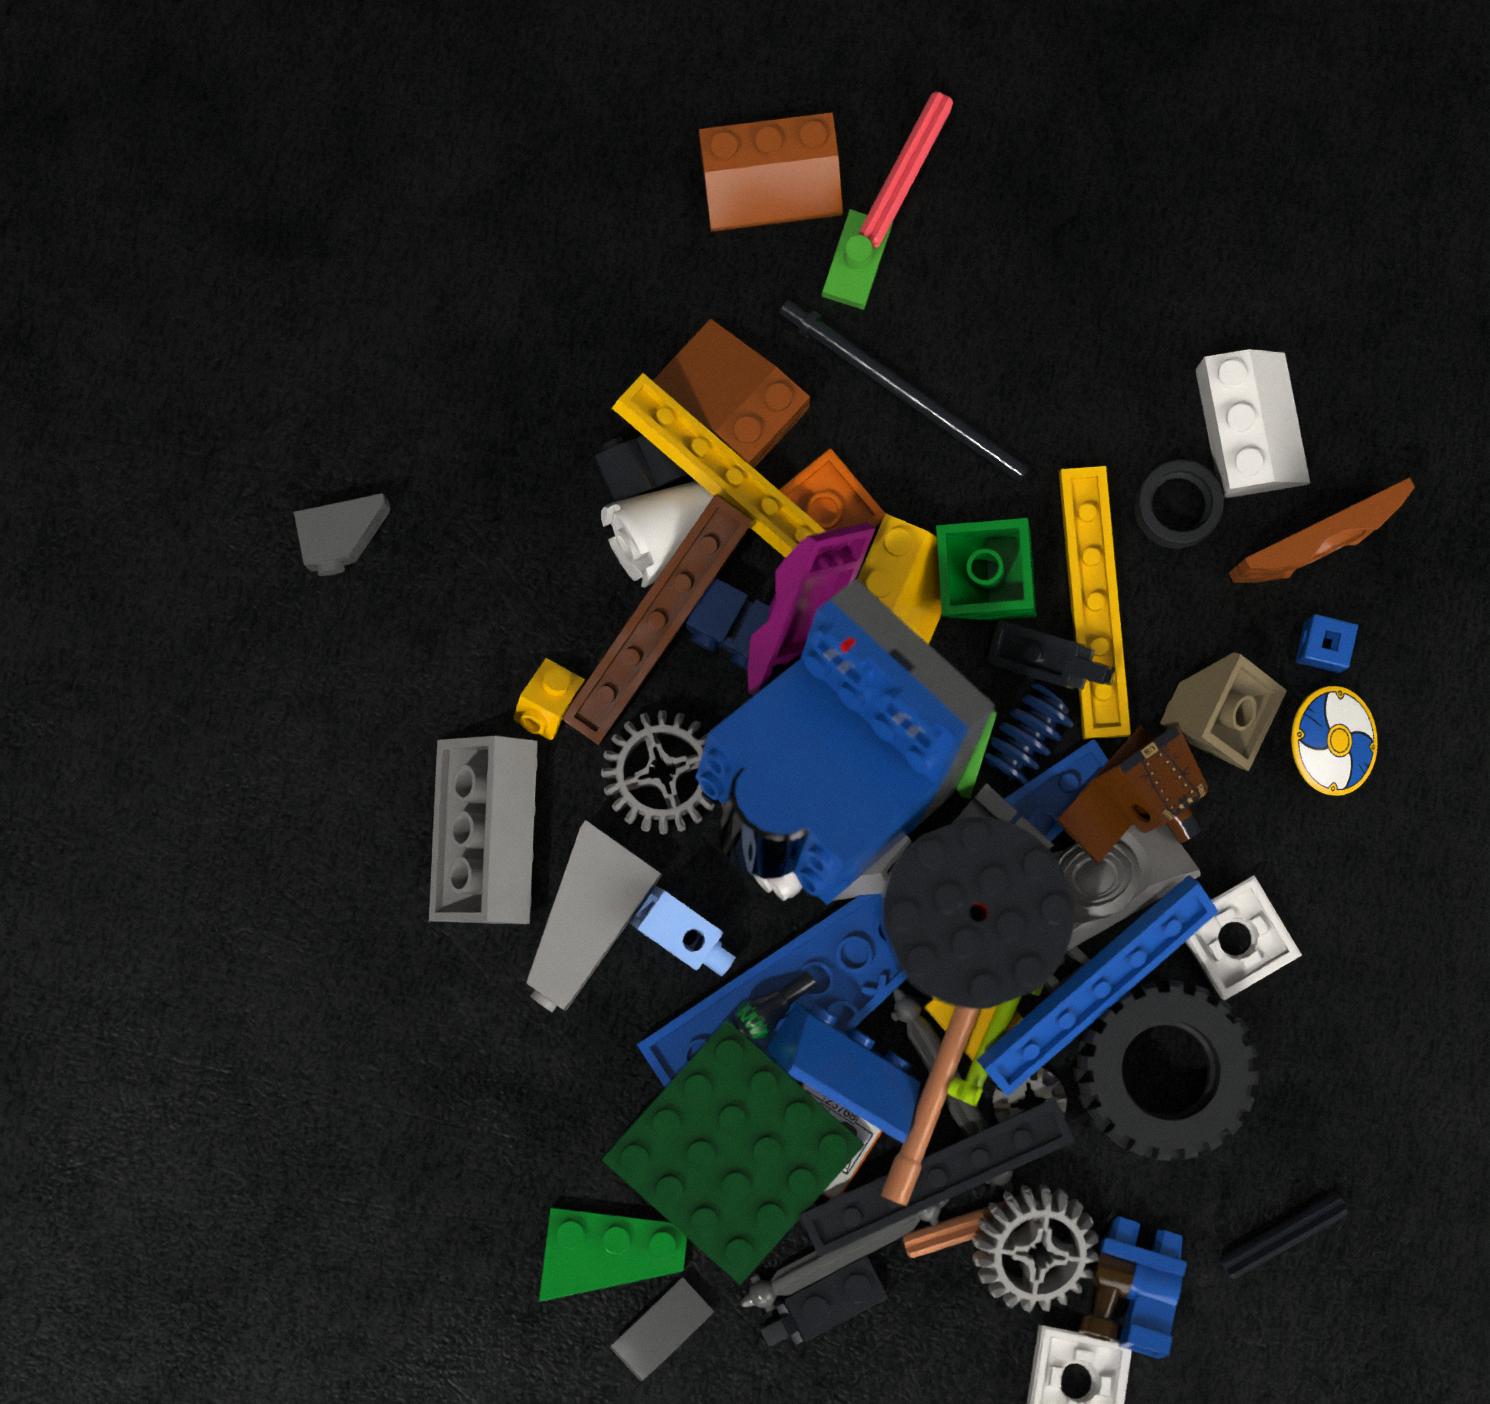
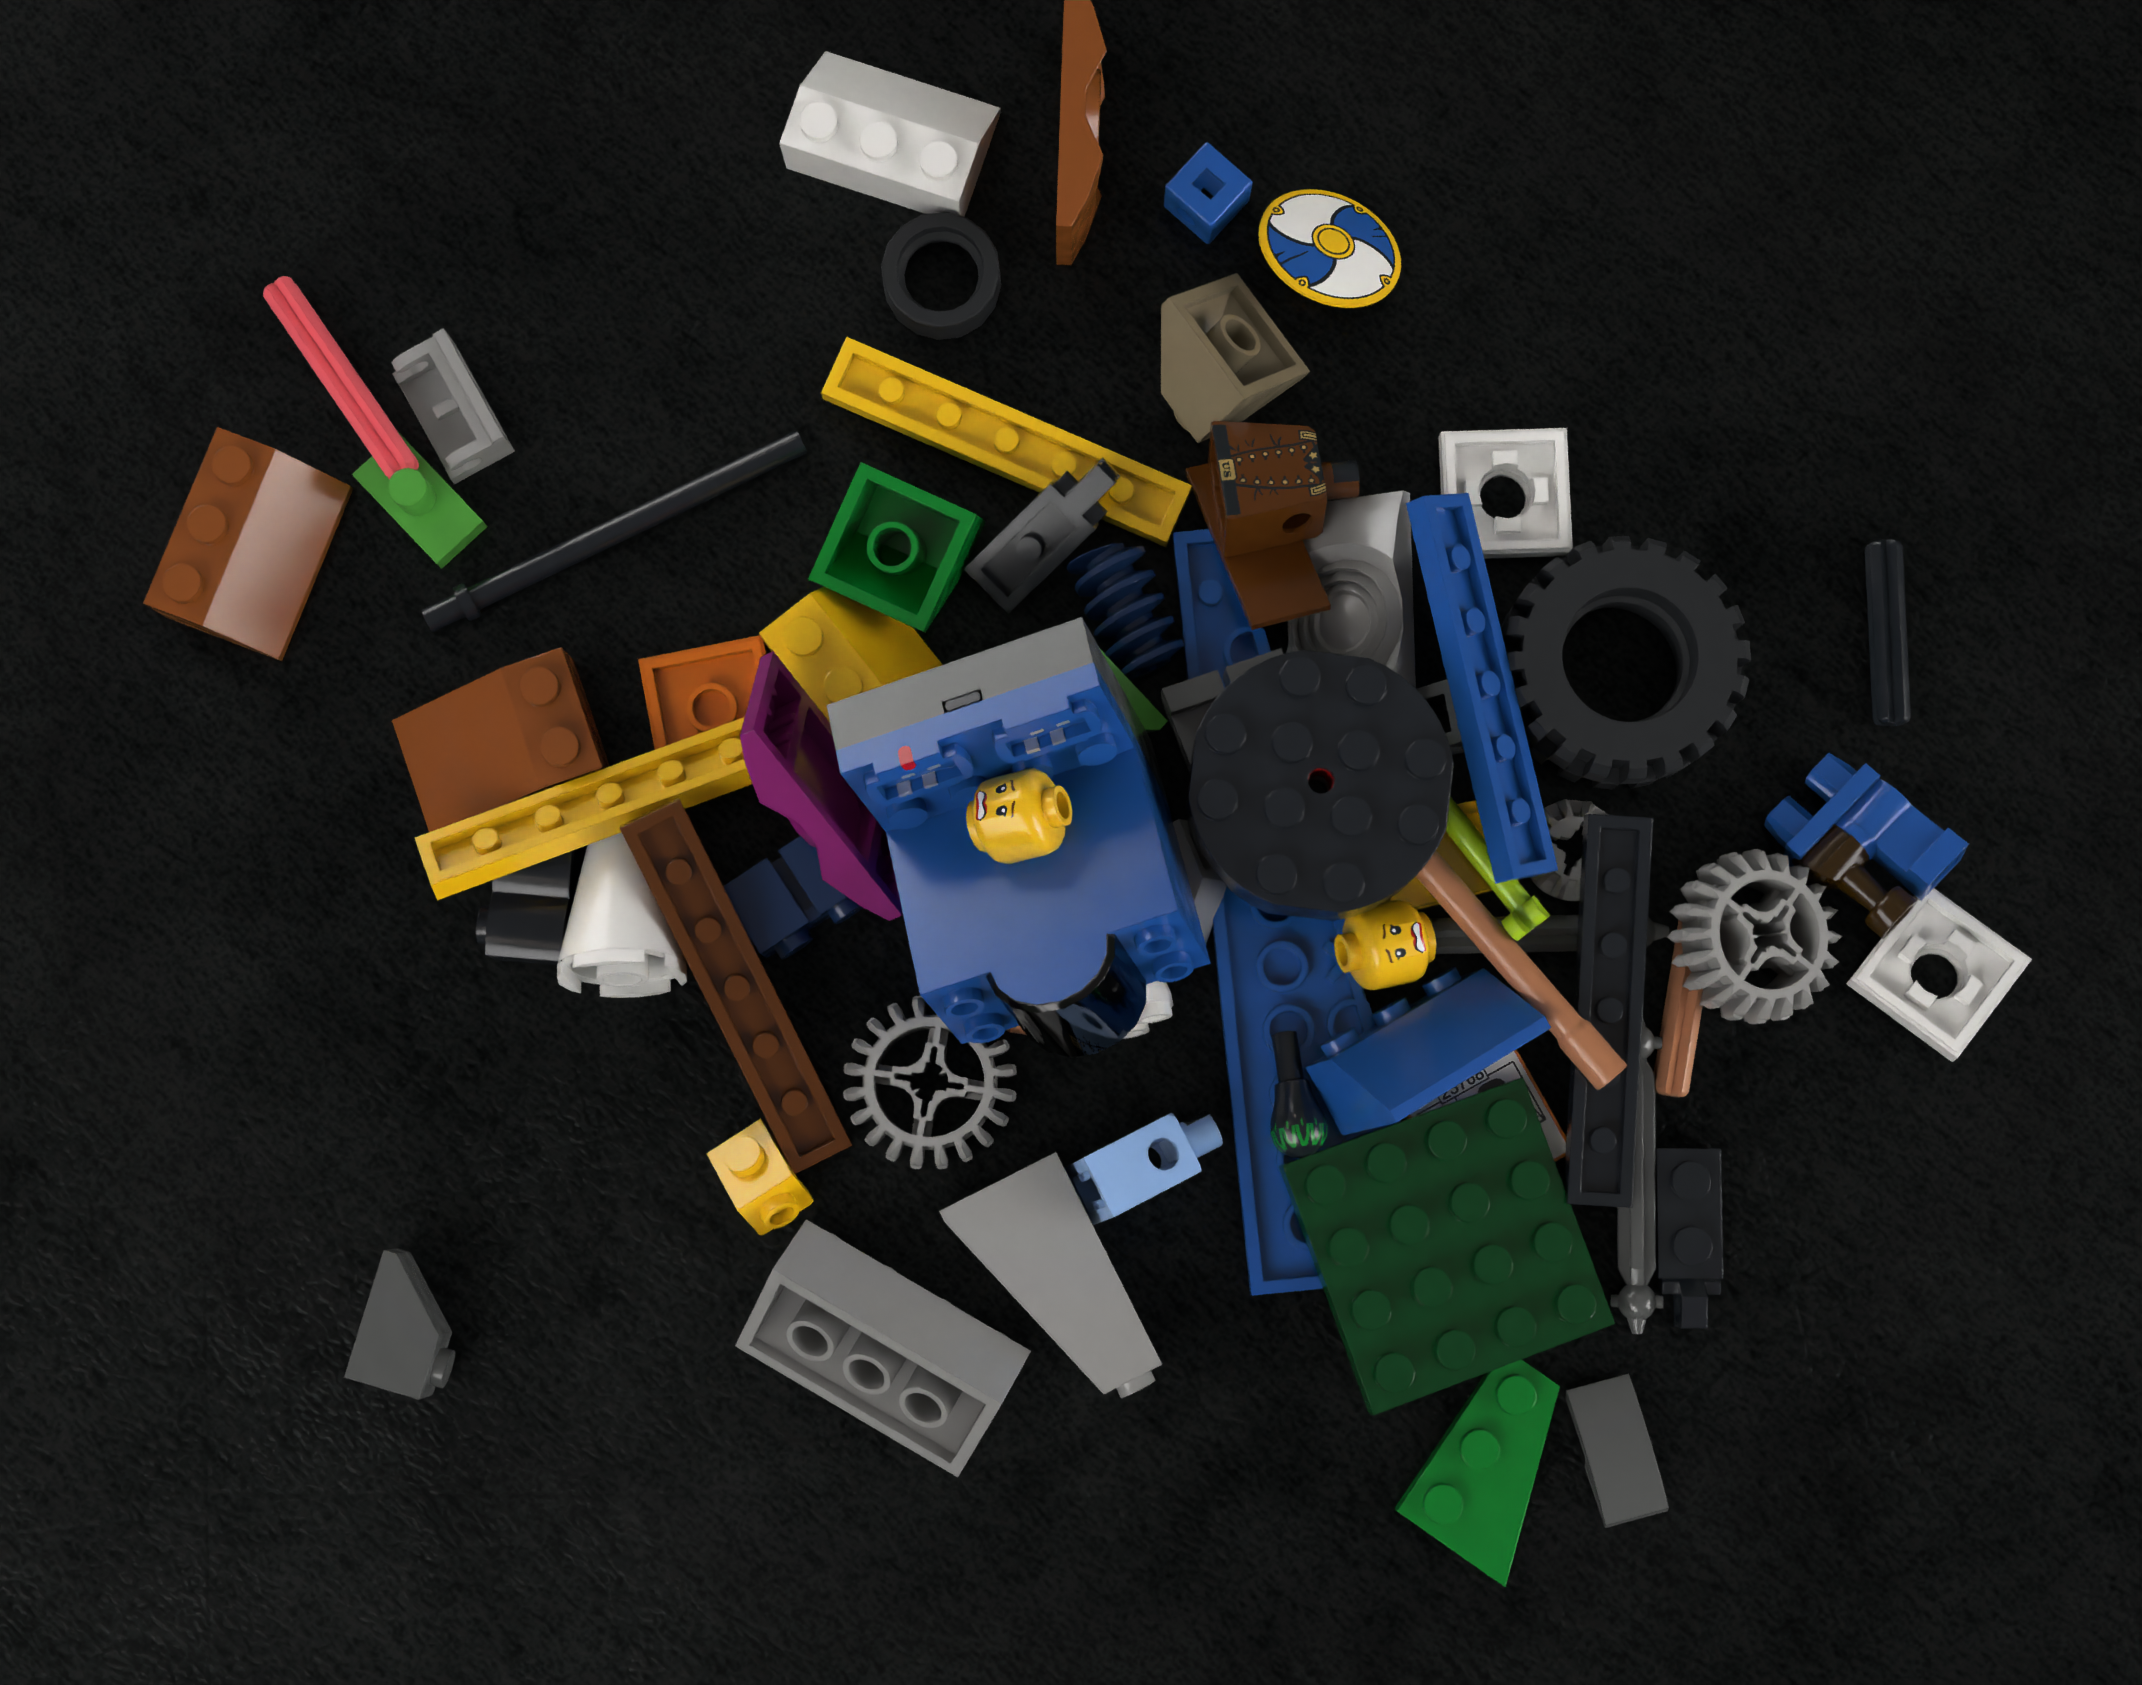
camera: 65 degrees left, 0 degrees up
(851, 734) = (1018, 816): none -> yellow head
(901, 1012) = (1386, 945): none -> yellow head
(926, 246) = (450, 406): none -> light grey hinge

